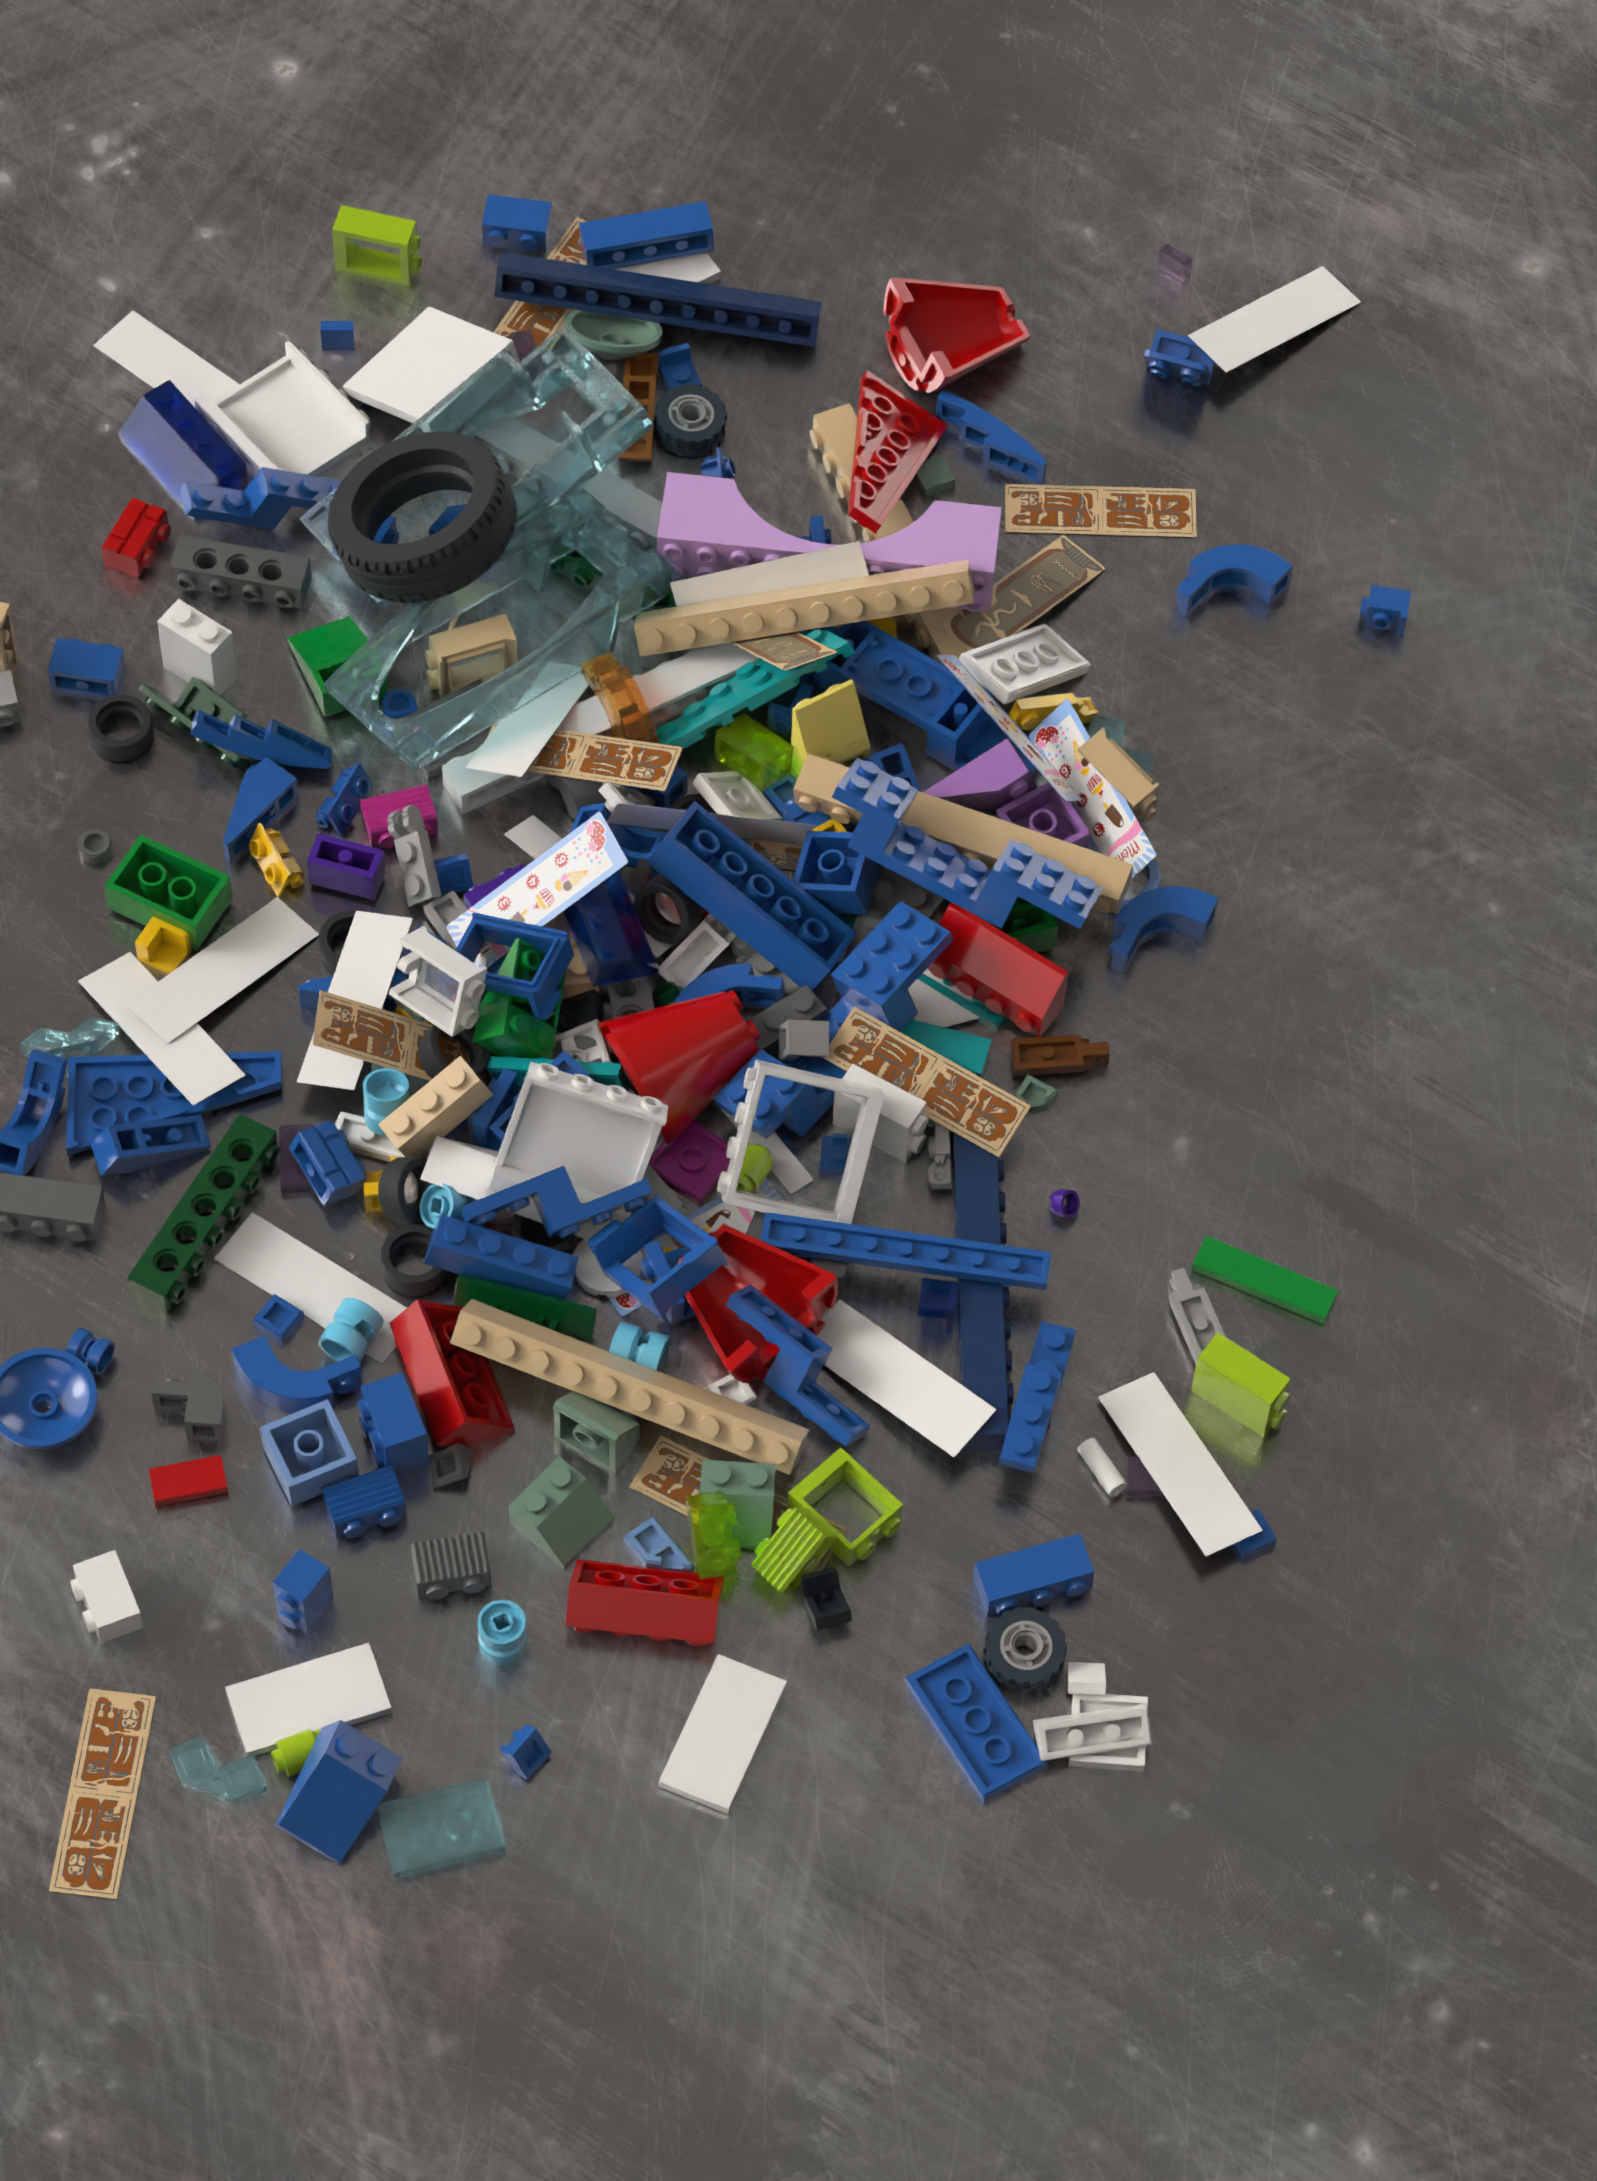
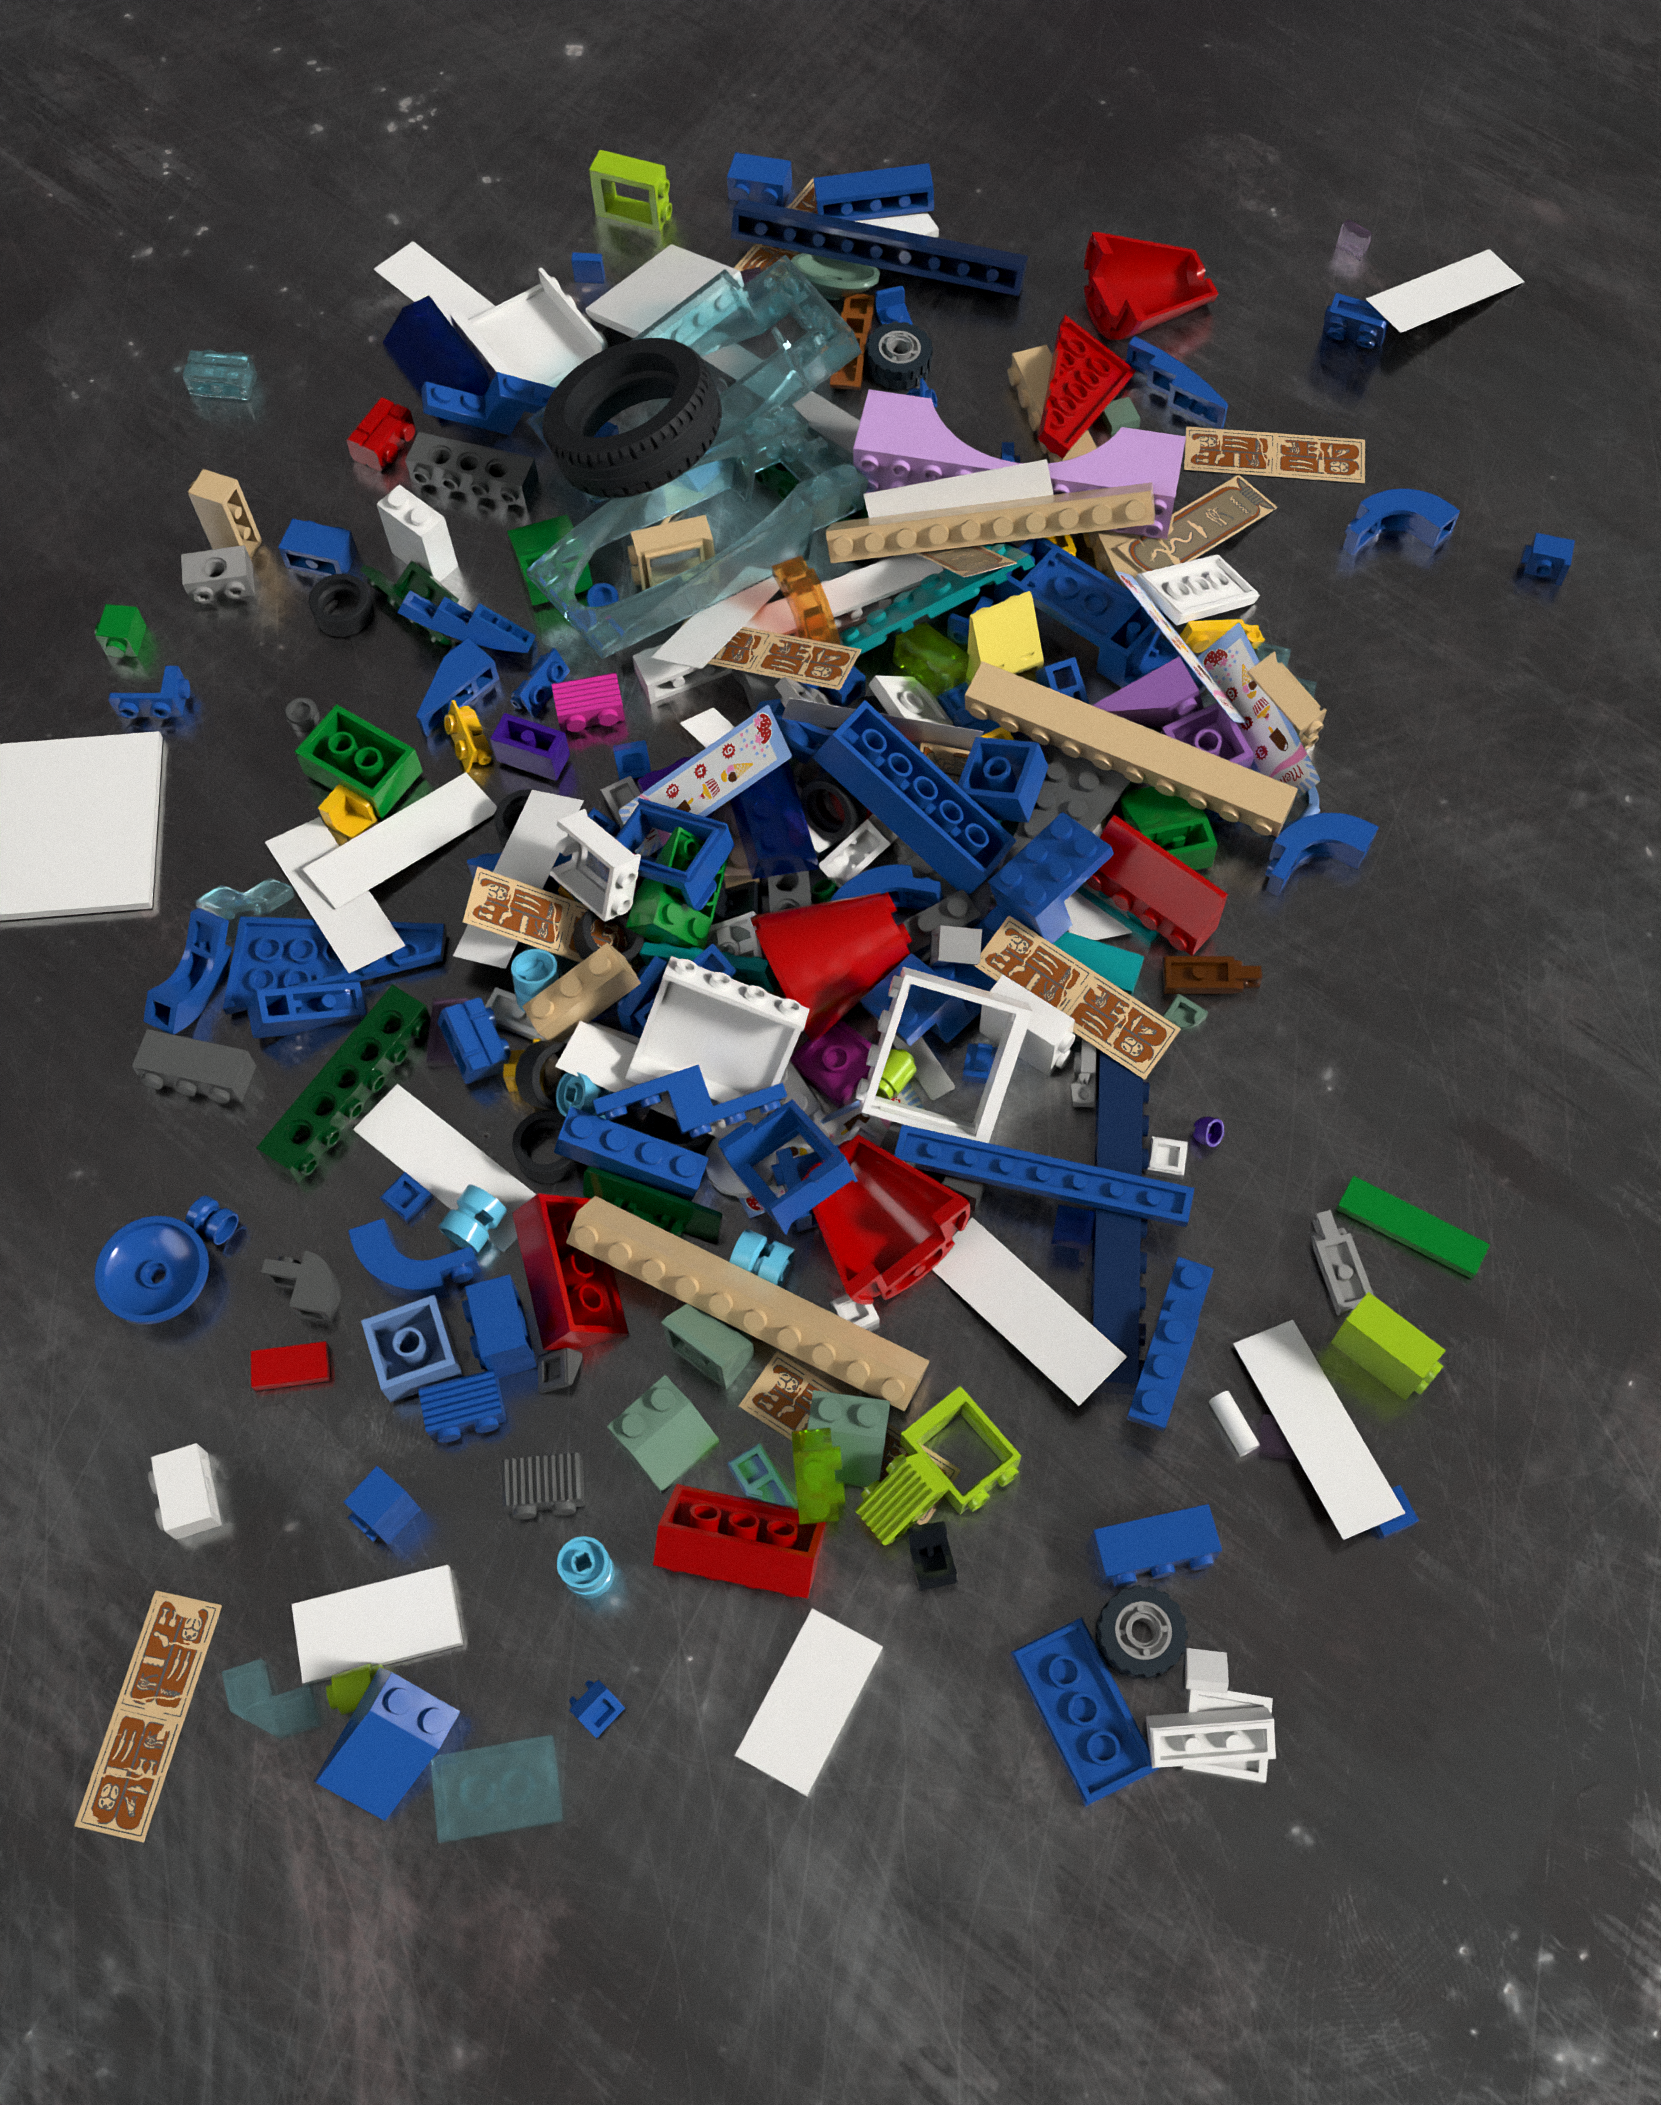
camera: 10 degrees right, 5 degrees up
(414, 856) = (595, 740): light grey hinge -> none
(797, 1365) = (923, 1290): blue bracket -> none
(948, 873) = (1108, 784): blue bracket -> none
(1025, 1230) = (1167, 1158): none -> white tile

